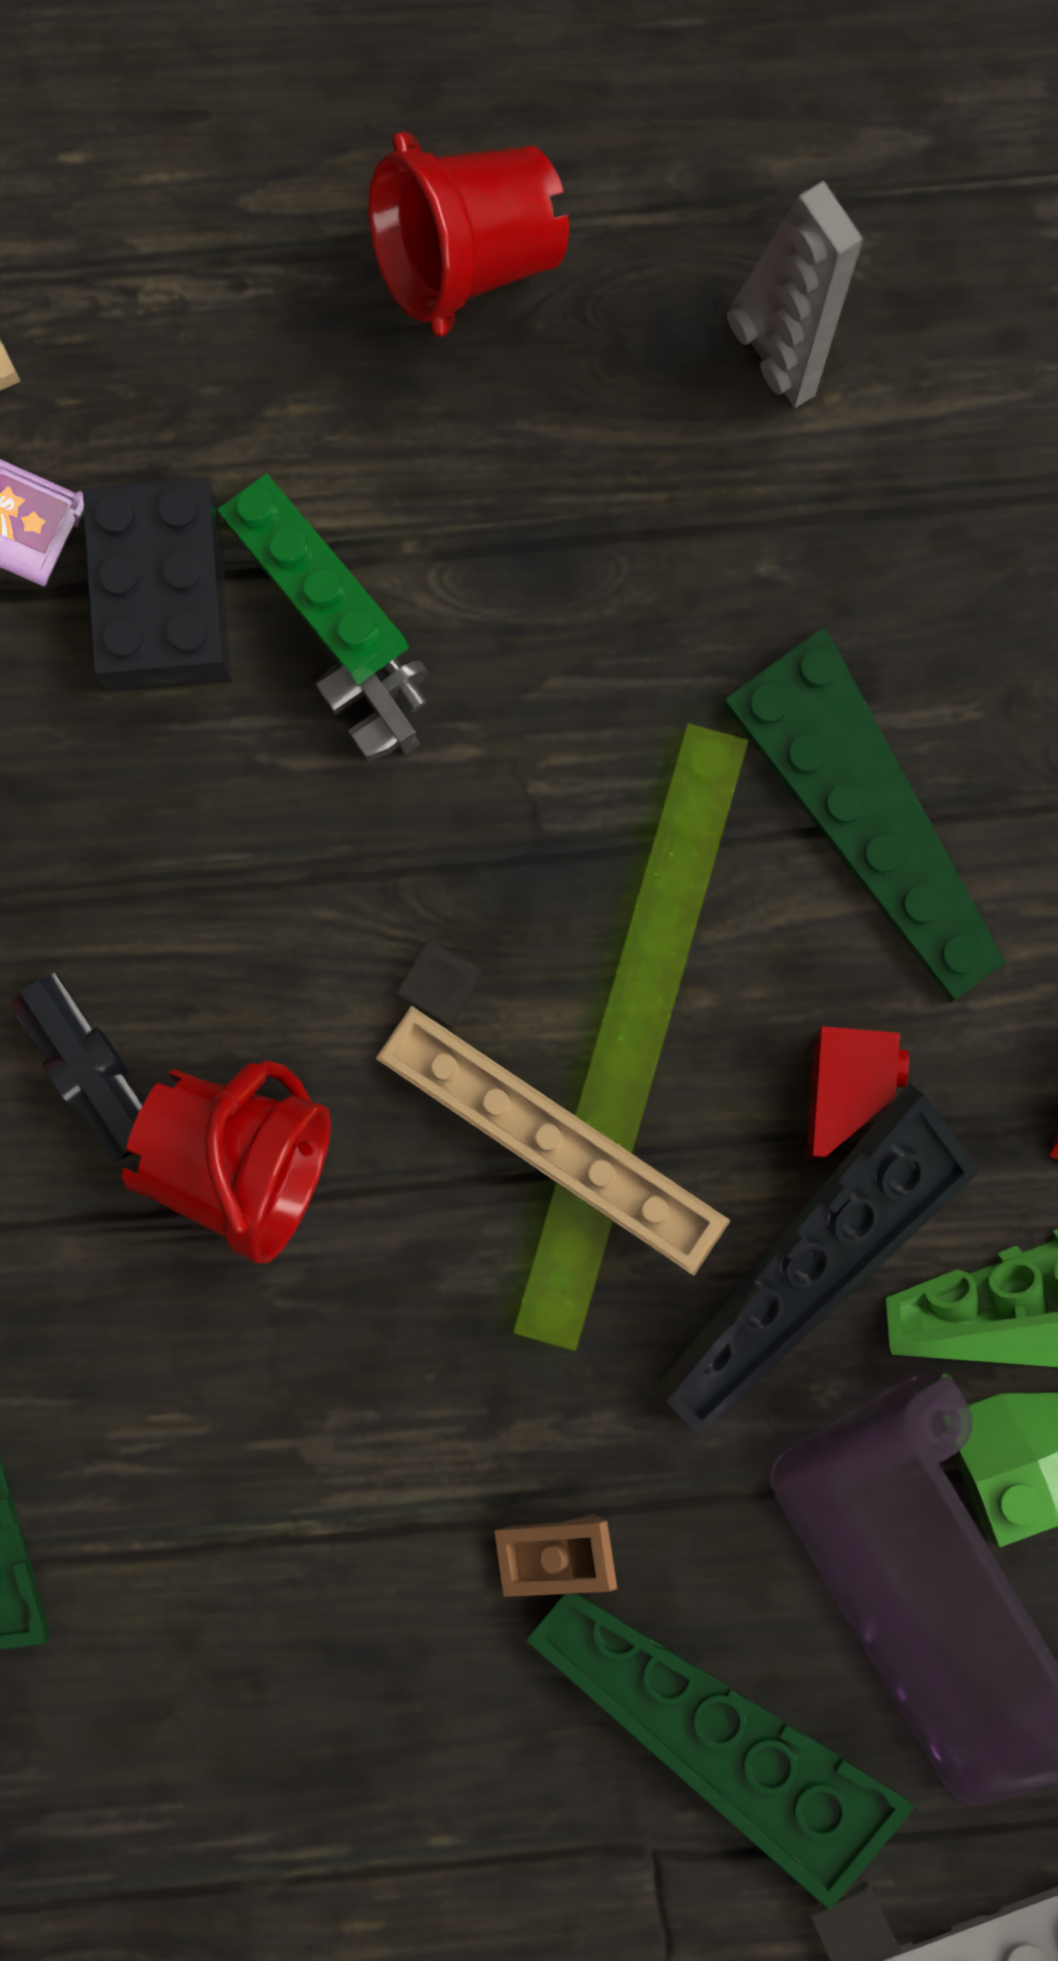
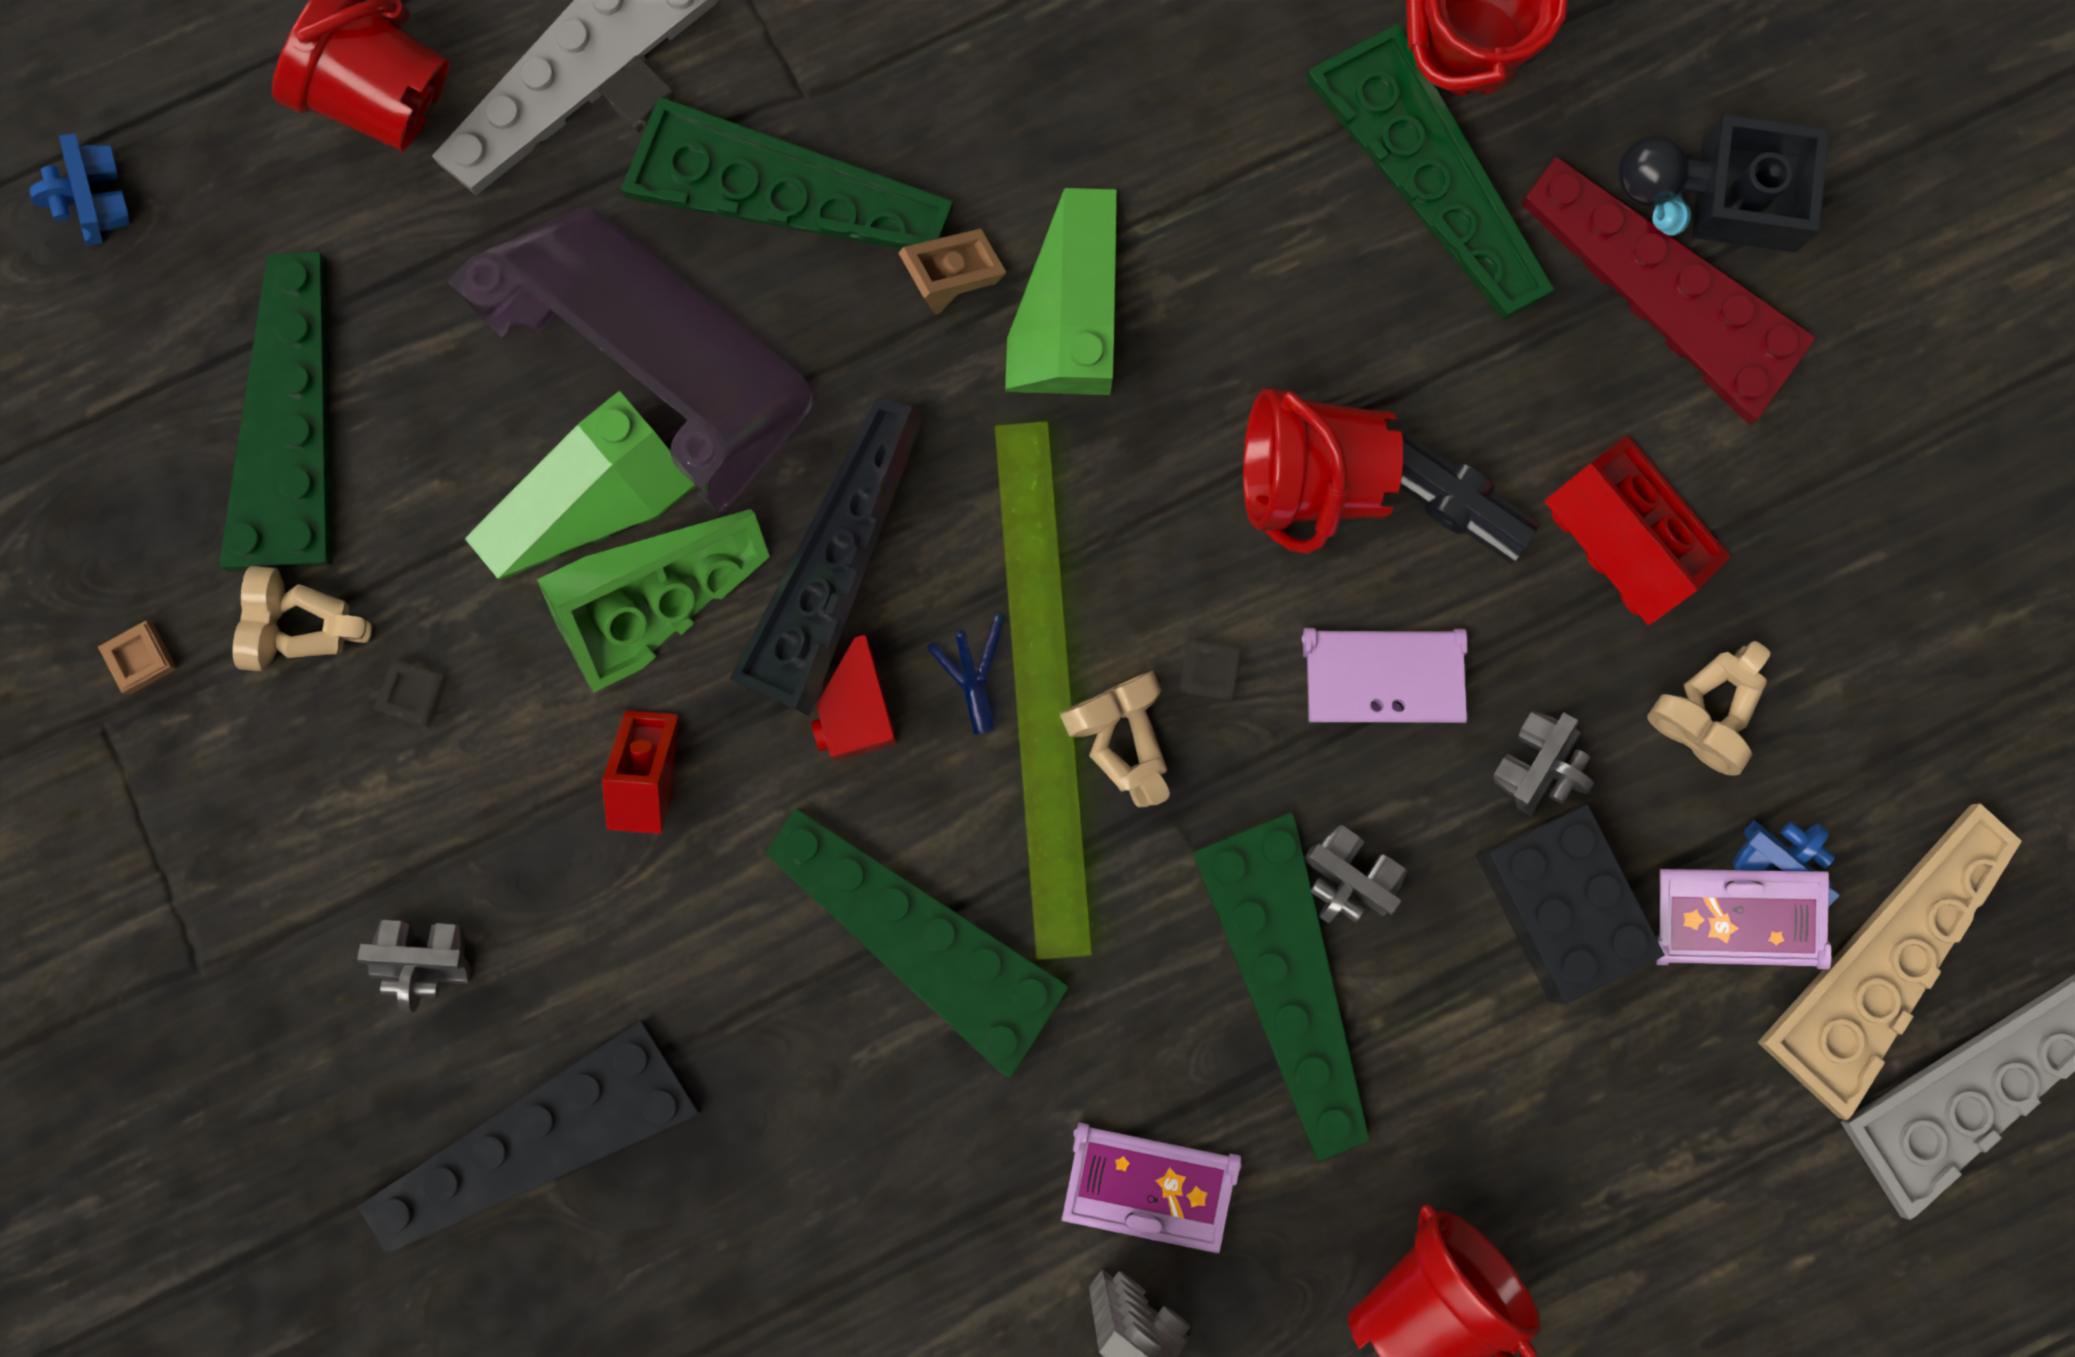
camera: 155 degrees right, 0 degrees up
(96, 762) = (1555, 742): none -> flat silver hips
(269, 916) = (1386, 667): none -> lavender door
(313, 579) = (1445, 955): green plate -> none
(439, 1460) = (1067, 312): none -> bright green wedge
(482, 675) = (1277, 943): none -> dark green wing
(554, 1140) = (1073, 575): tan tile -> none
(584, 971) = (1102, 714): none -> tan piece
(709, 1065) = (969, 681): none -> clear blue plant
(710, 474) = (1153, 1180): none -> door

